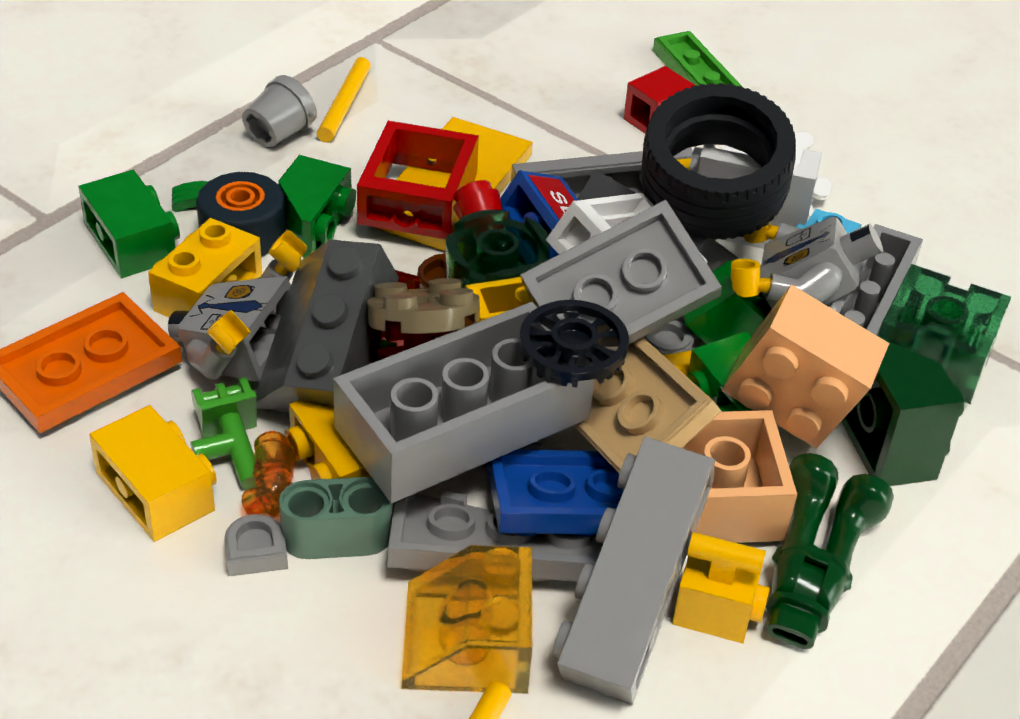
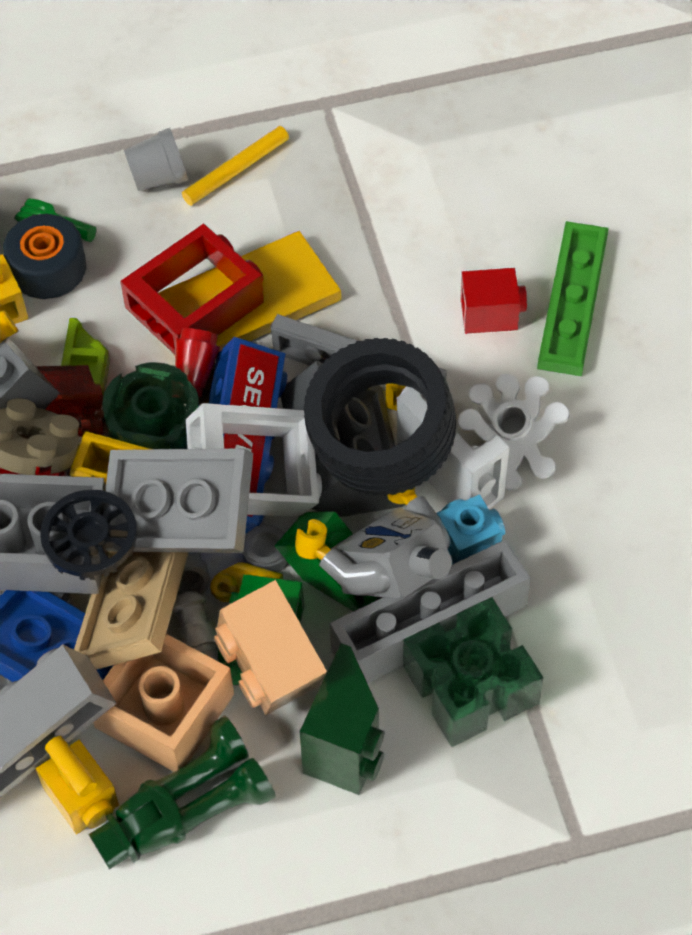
camera: 40 degrees right, 15 degrees up
(316, 199) = (100, 267): green slope -> none

